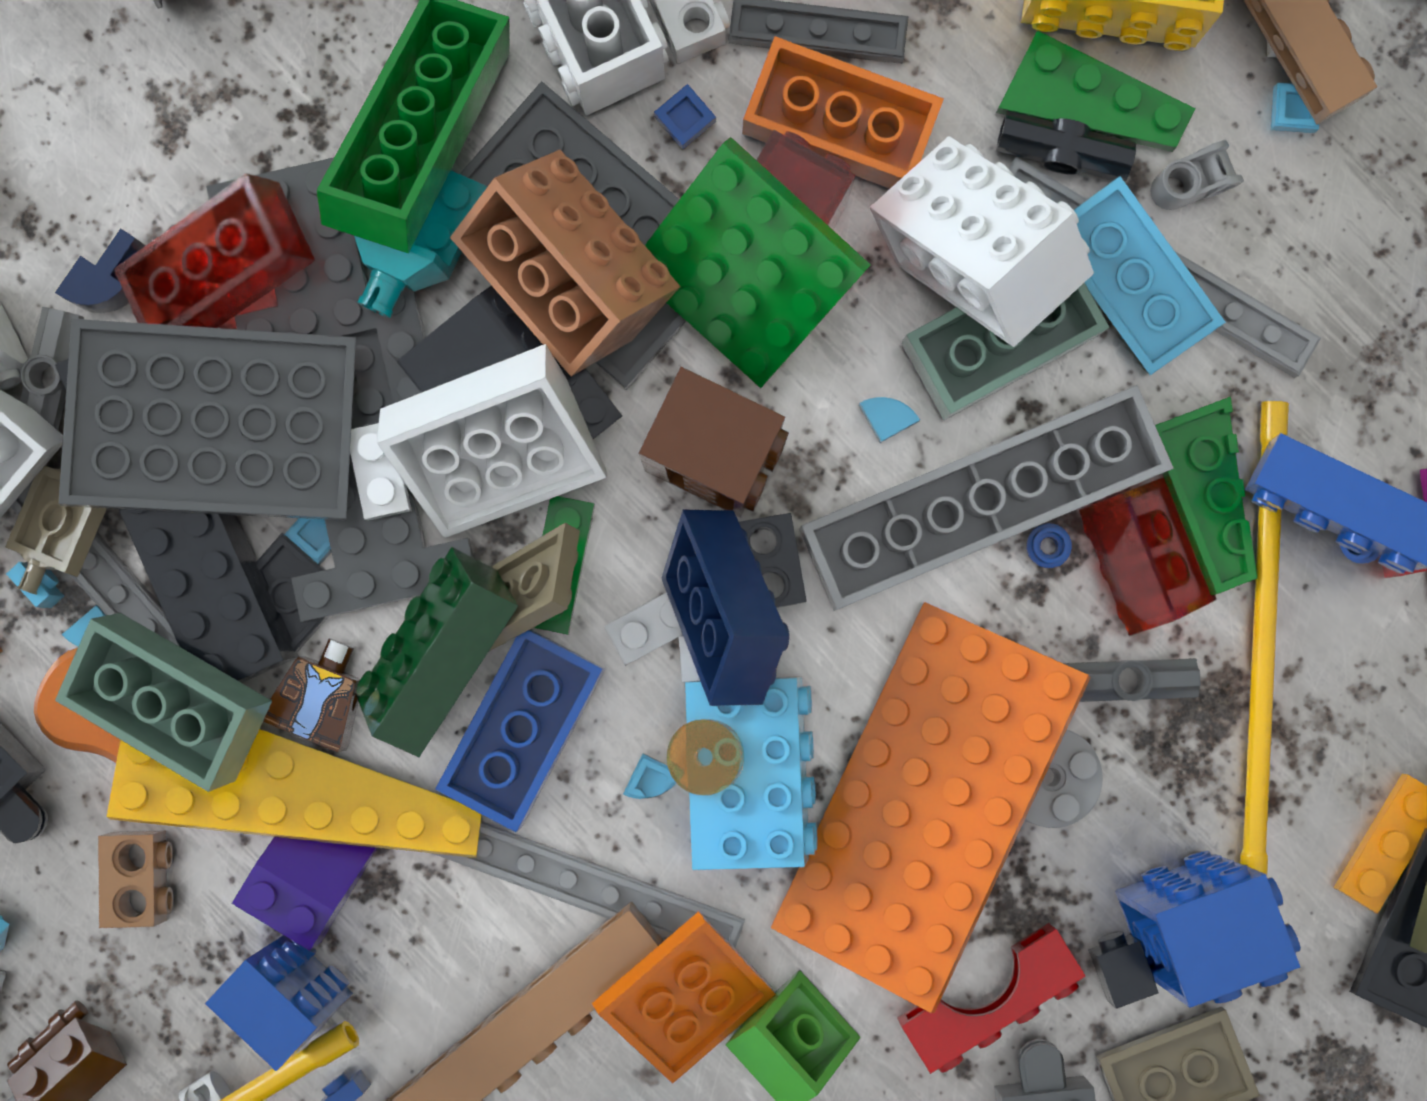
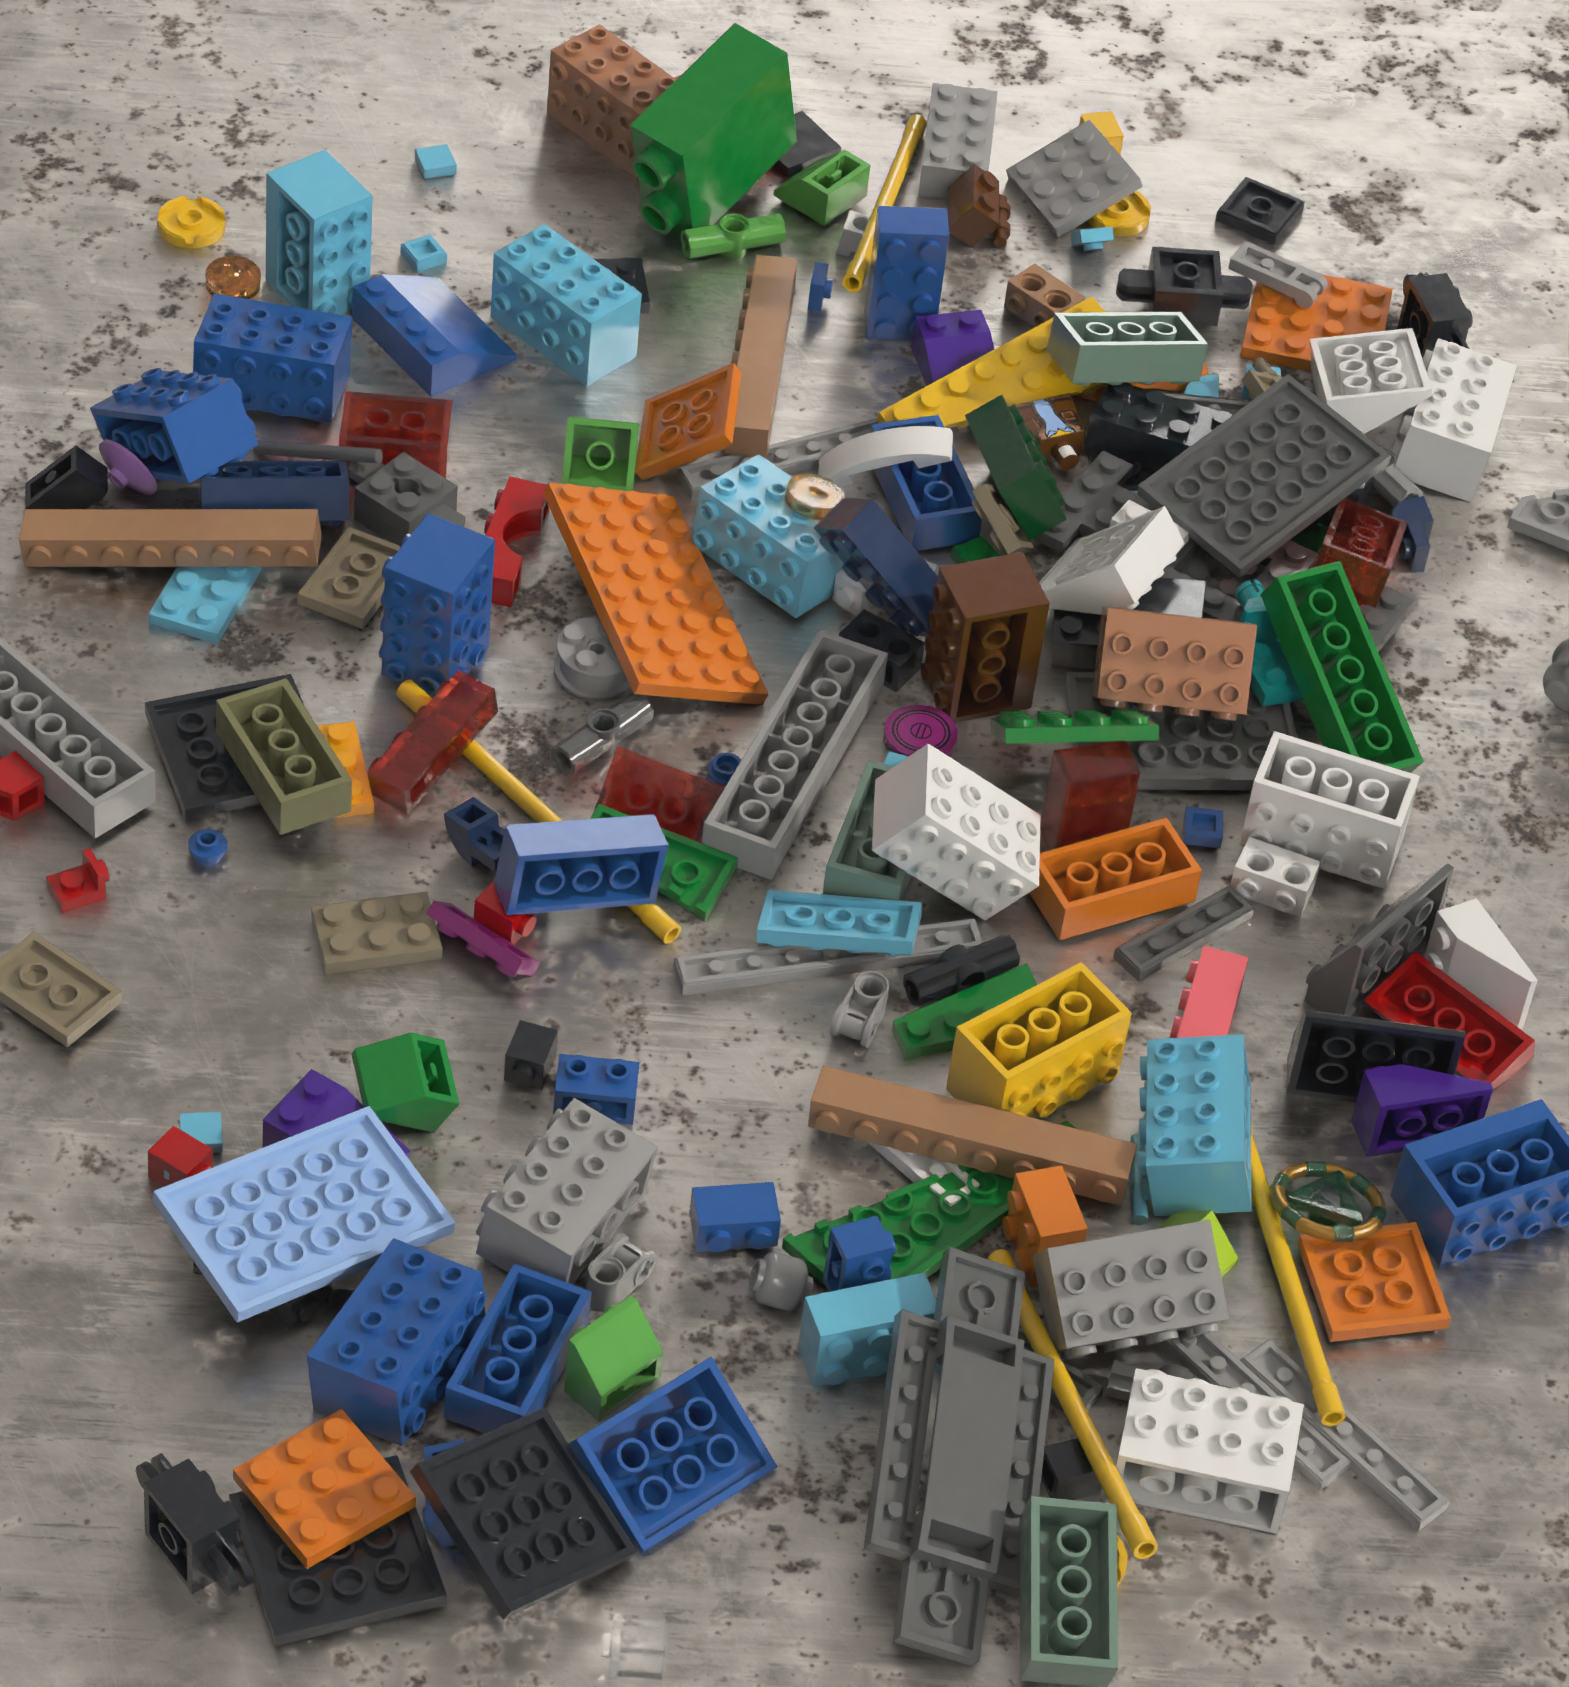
camera: 130 degrees right, 40 degrees down
(540, 780) = (884, 448): none -> white slope
(827, 439) = (919, 725): none -> magenta tile
(1309, 792) = (432, 741): none -> clear red brick
(1354, 648) = (475, 833): none -> dark blue brick

